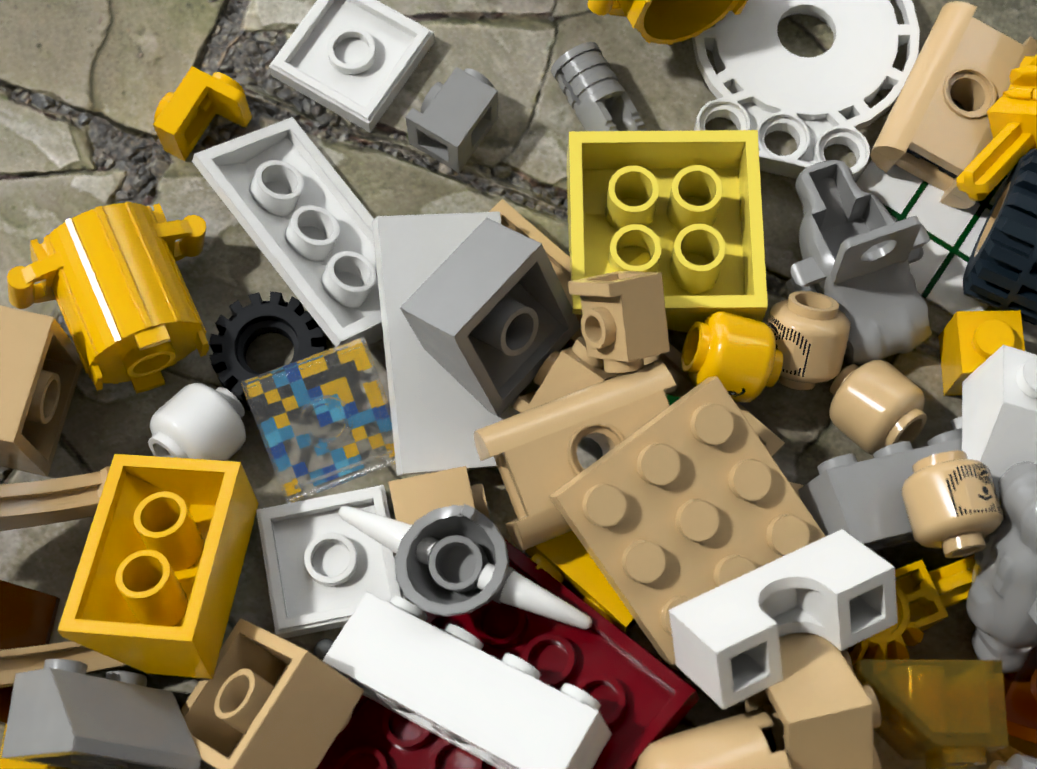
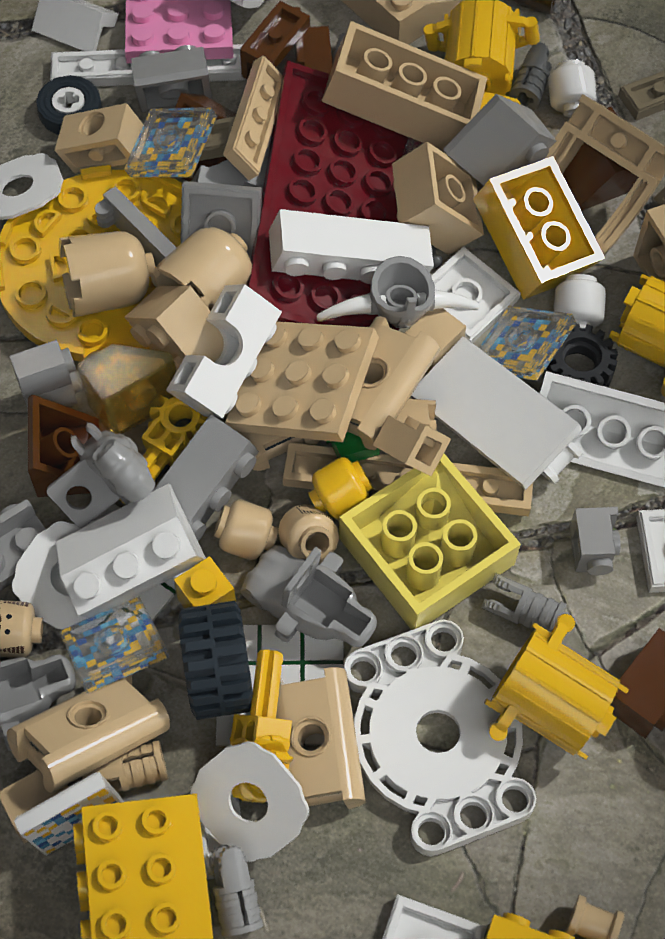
camera: 145 degrees right, 10 degrees down
(492, 314) = (483, 417): light grey slope -> none
(951, 503) = (173, 456): tan head -> none

